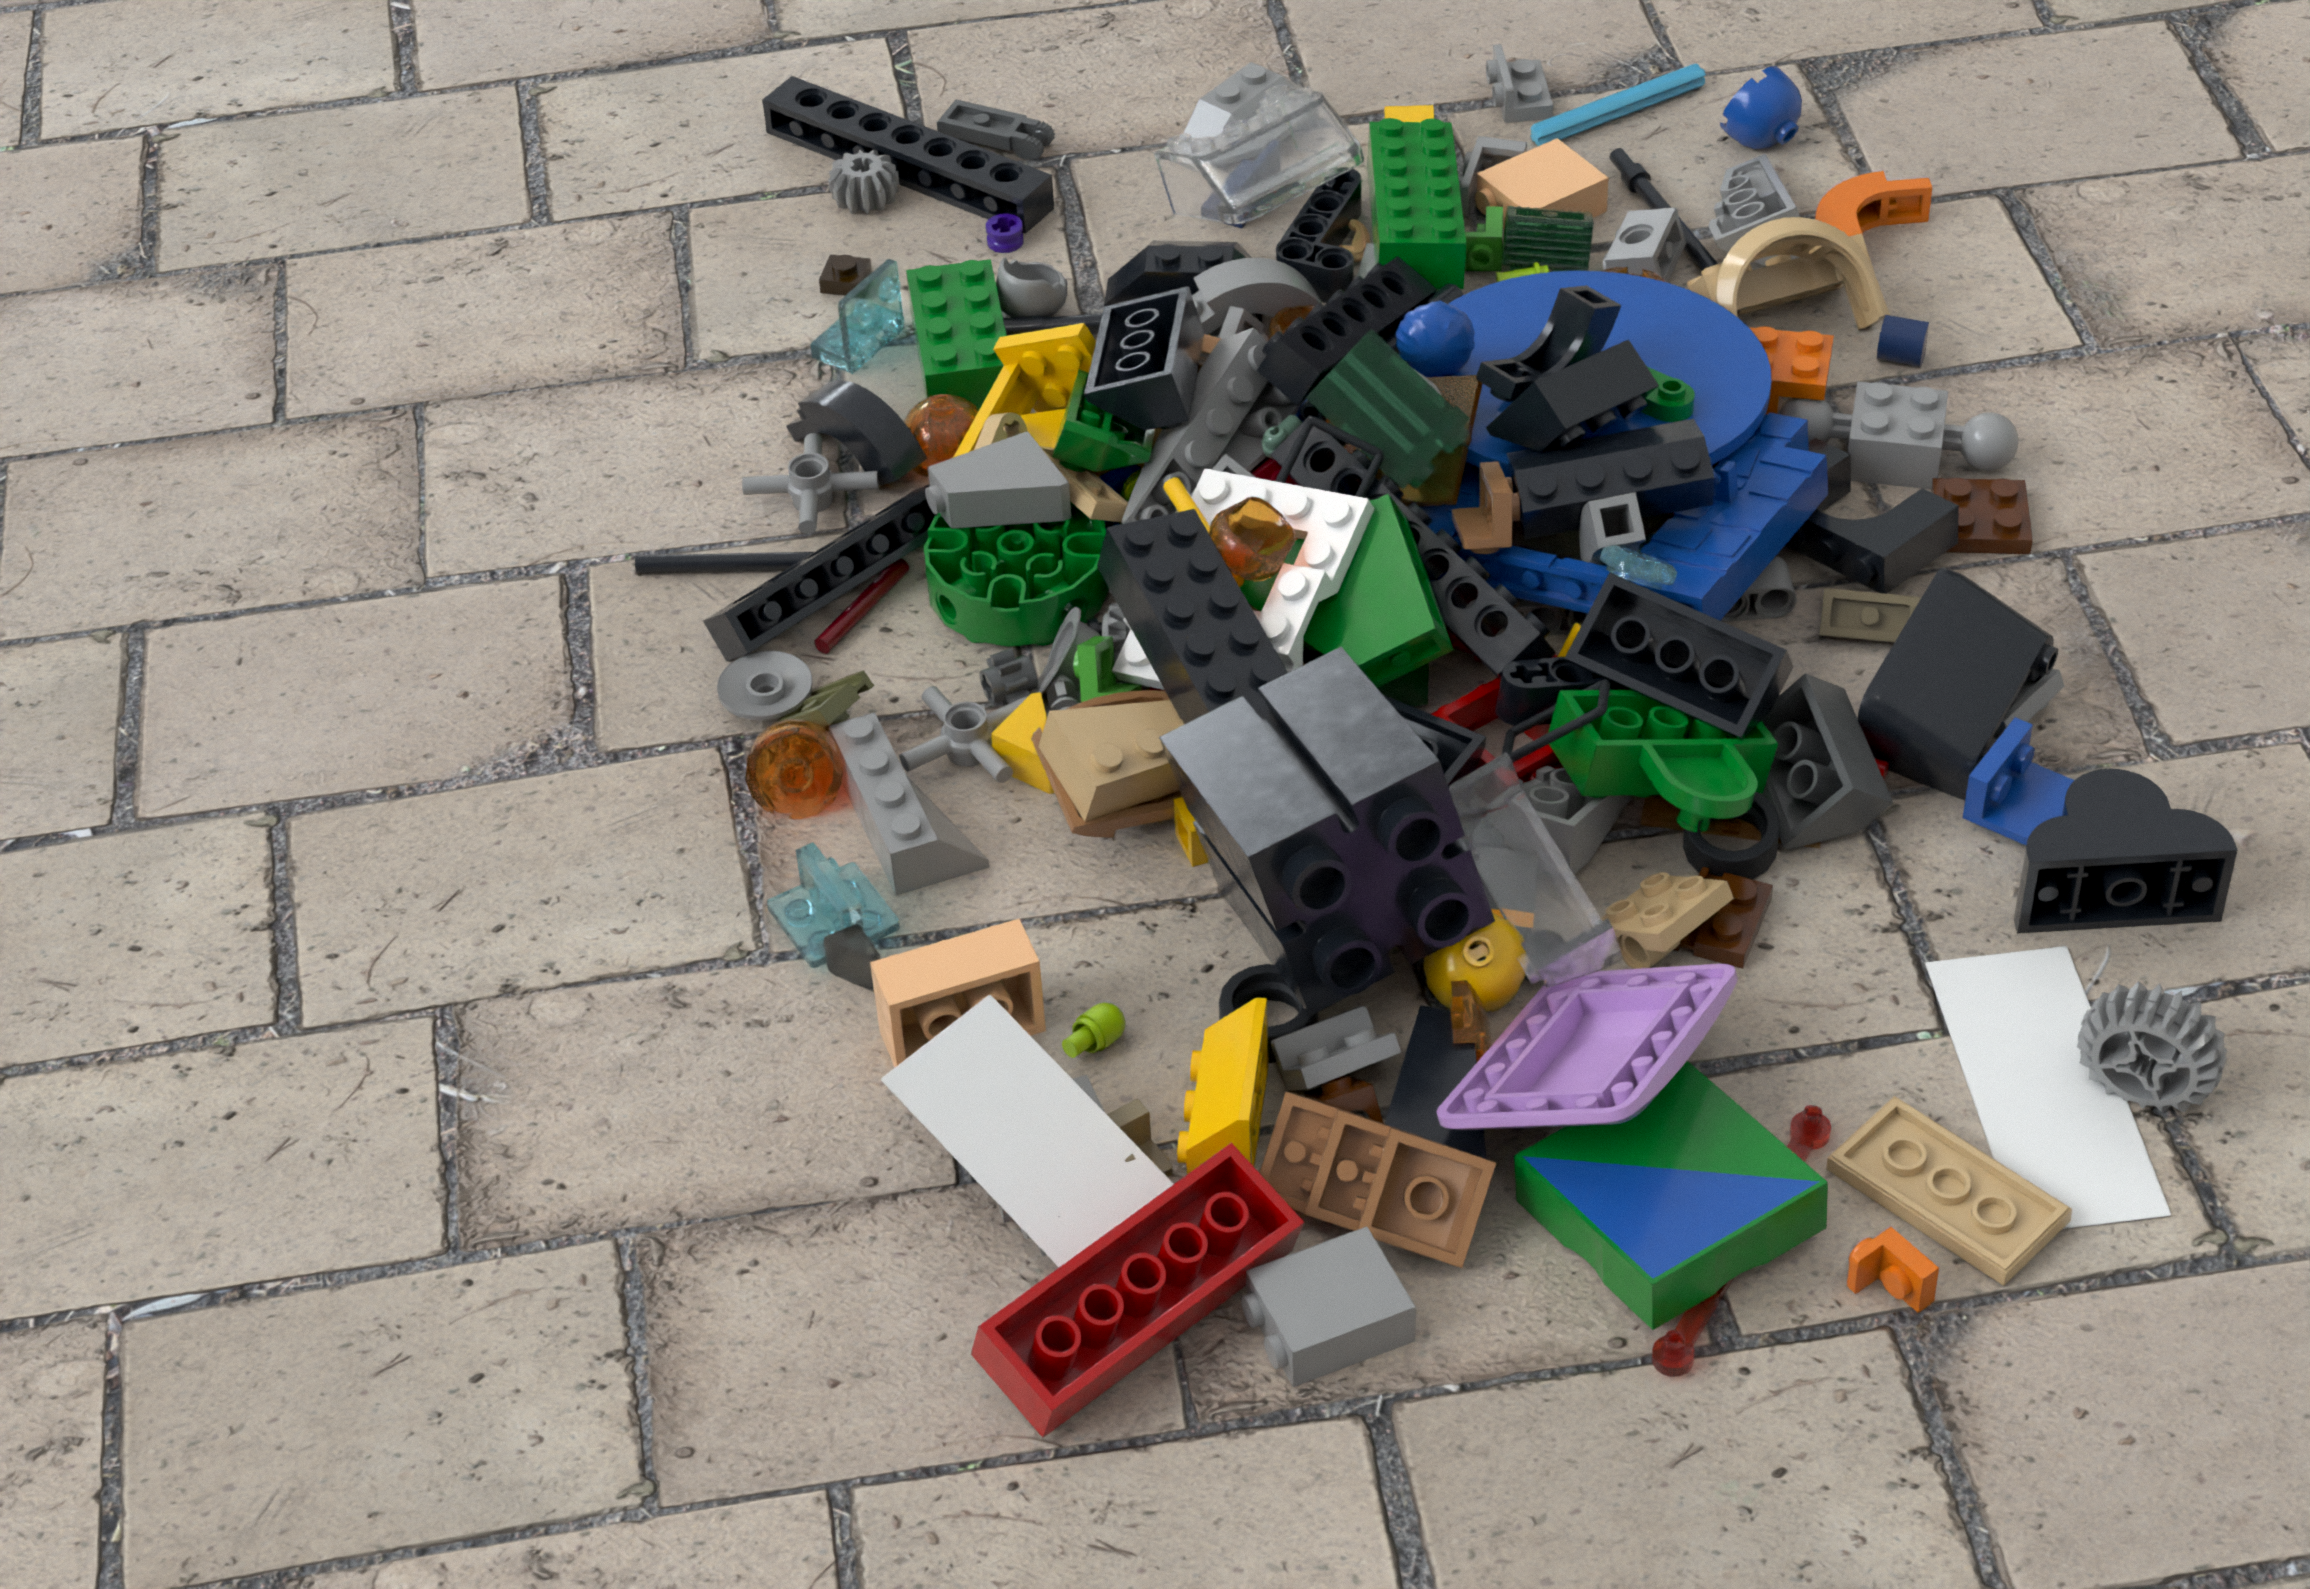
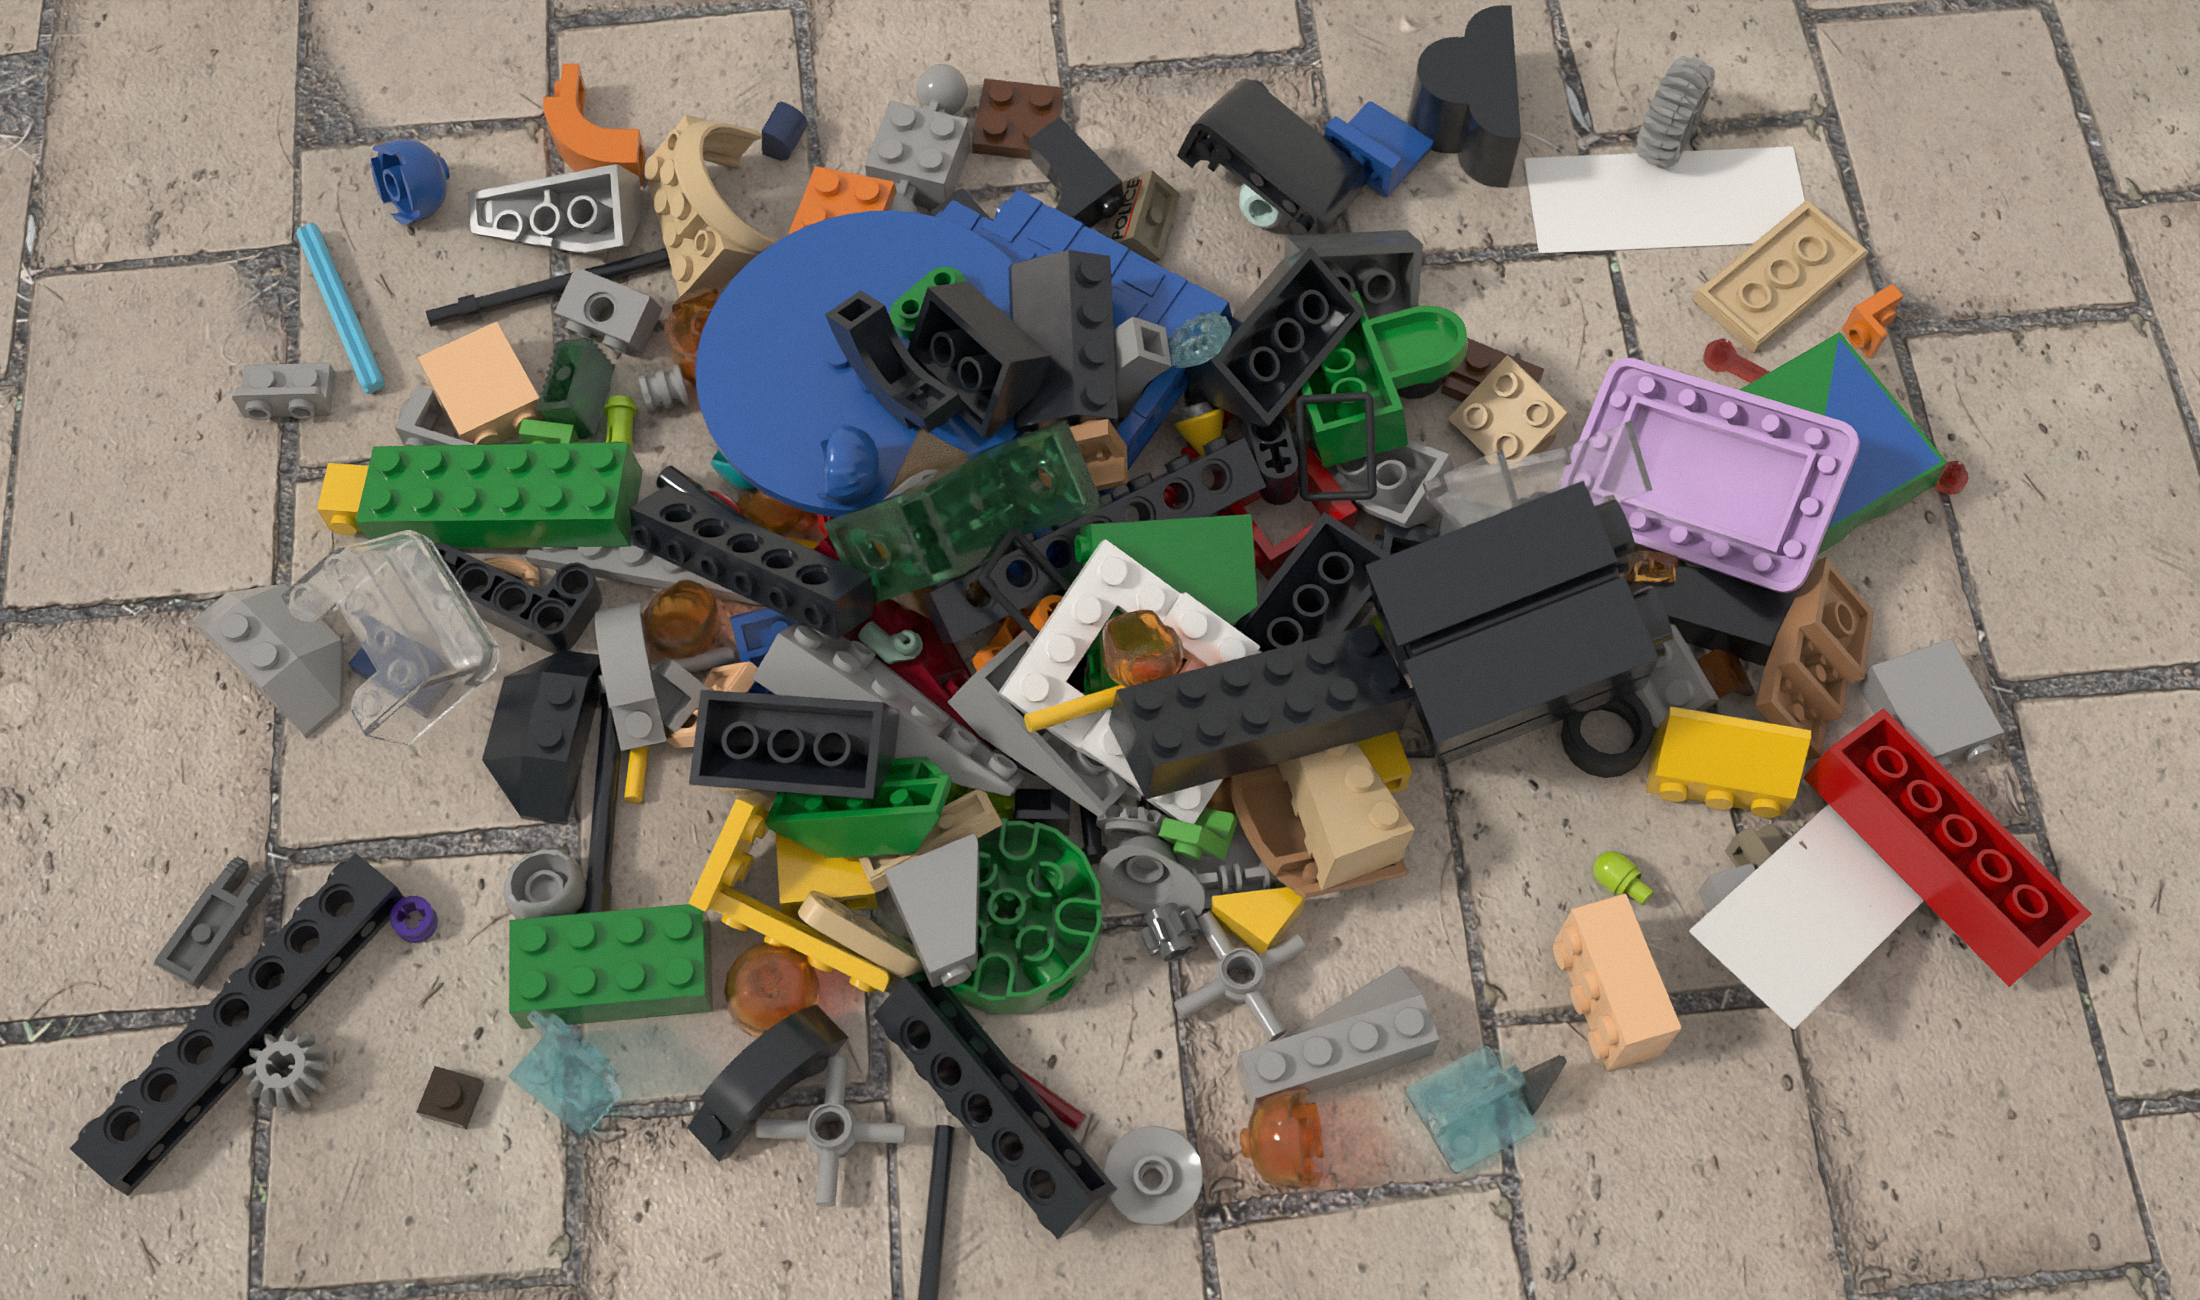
camera: 90 degrees left, 20 degrees up
(832, 700) = (1209, 1108): olive plate -> none

